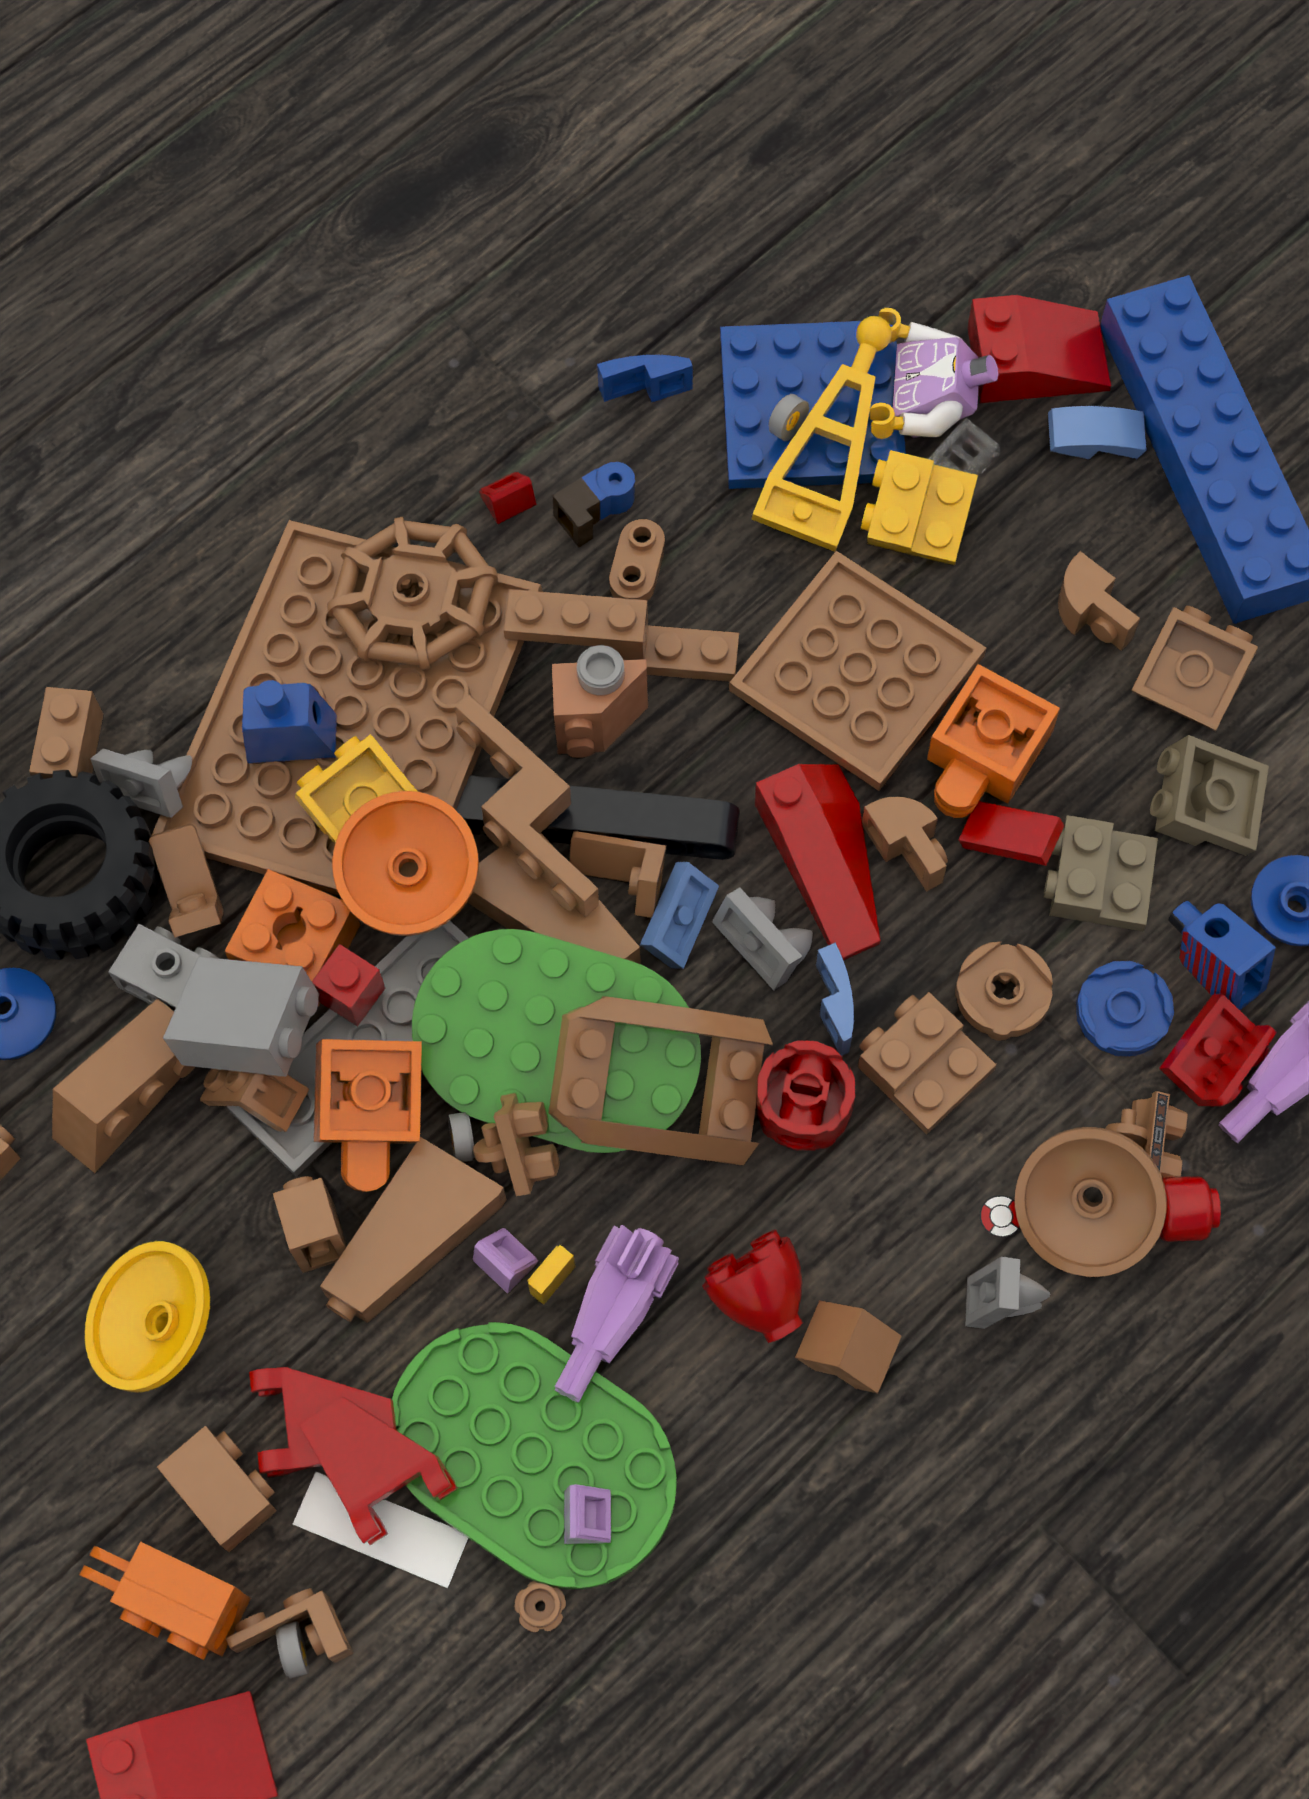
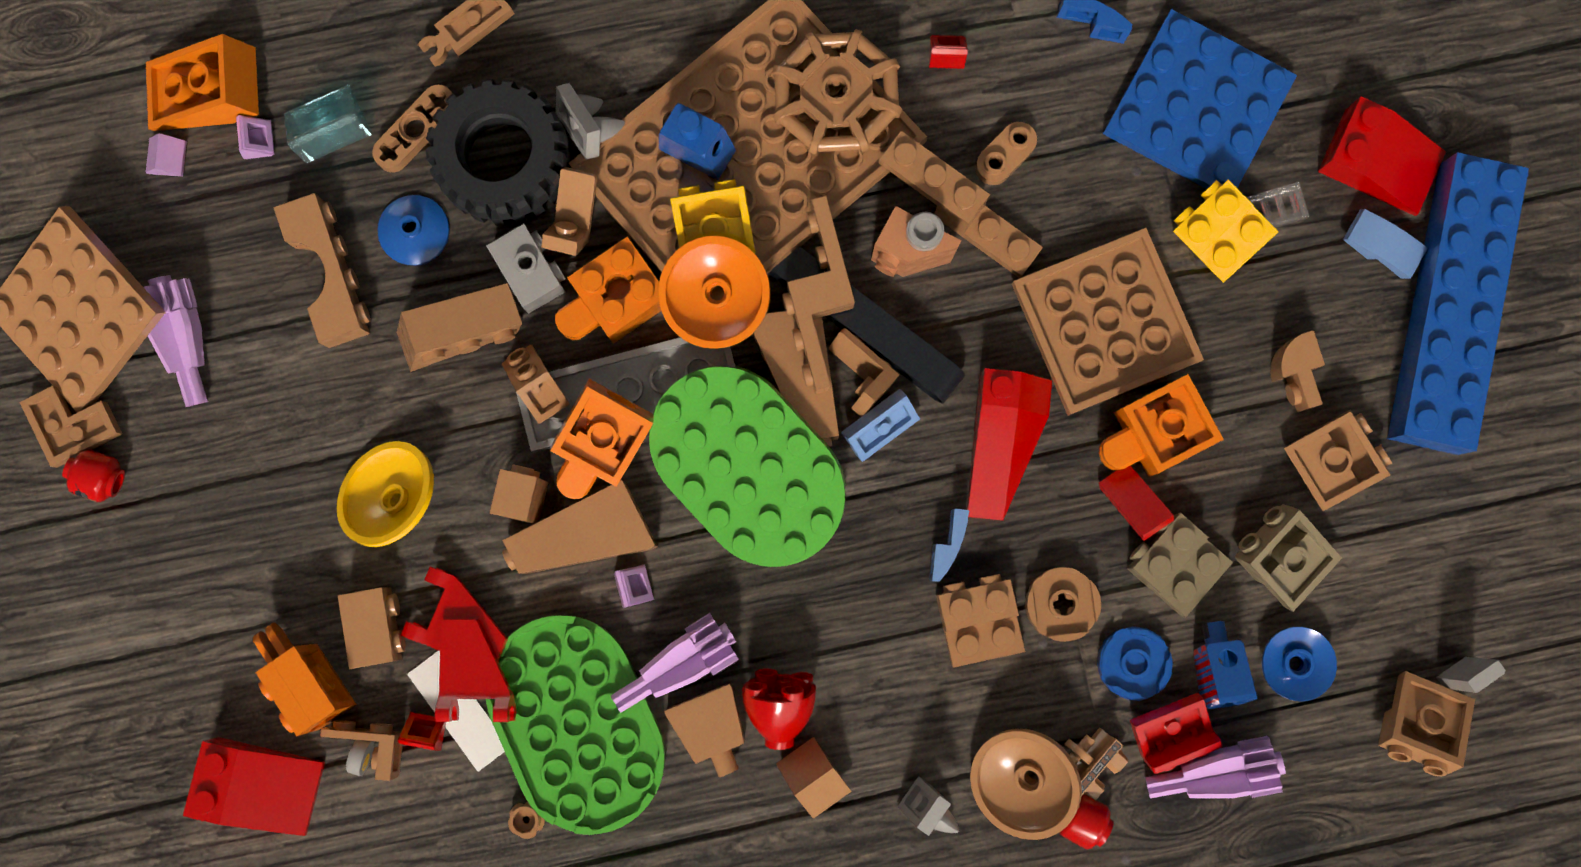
camera: 30 degrees right, 15 degrees up
(66, 732) = (550, 60): medium nougat brick -> none
(242, 1016) = (549, 334): light grey brick -> none
(348, 985) = (633, 349): red brick -> none
(354, 1577) = (422, 732): none -> red slope
(461, 1136) = (650, 491): light grey tile -> none
(508, 1144) = (675, 520): medium nougat hips -> none
(551, 1274) = (654, 616): yellow tile -> none
(587, 1515) = (583, 787): lavender slope -> none
(593, 498) = (1004, 89): leg -> none
(692, 1360) = (710, 727): none -> medium nougat torso
(729, 1086) = (839, 566): medium nougat wedge -> none
(750, 930) = (925, 485): light grey tile -> none
(788, 416) = (1173, 110): light grey tile -> none
(804, 511) = (1142, 185): yellow plate -> none
(805, 1095) = (886, 600): red brick -> none
(905, 828) = (1066, 453): medium nougat brick -> none
(933, 381) = (1293, 141): torso -> none
(999, 1216) = (964, 748): sticker -> none

